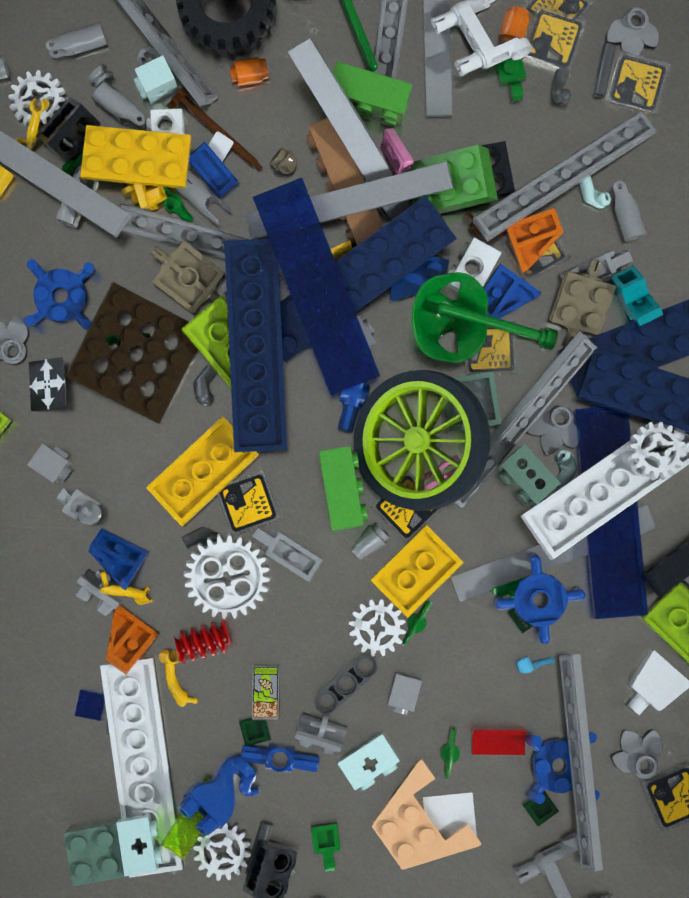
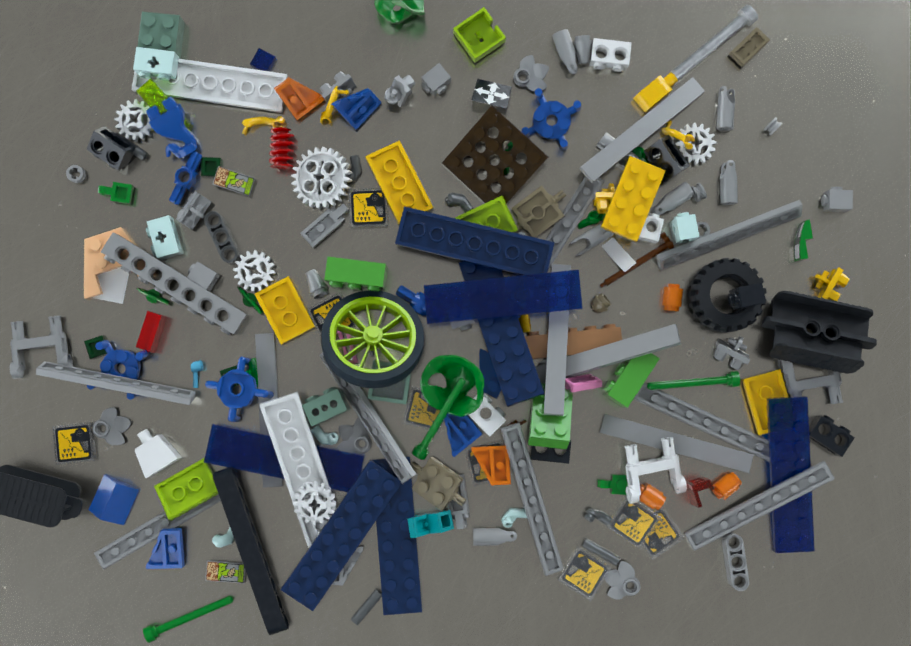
camera: 115 degrees right, 0 degrees up
(212, 170) = (609, 251): blue tile -> none
(411, 822) = (117, 244): none -> light grey brick

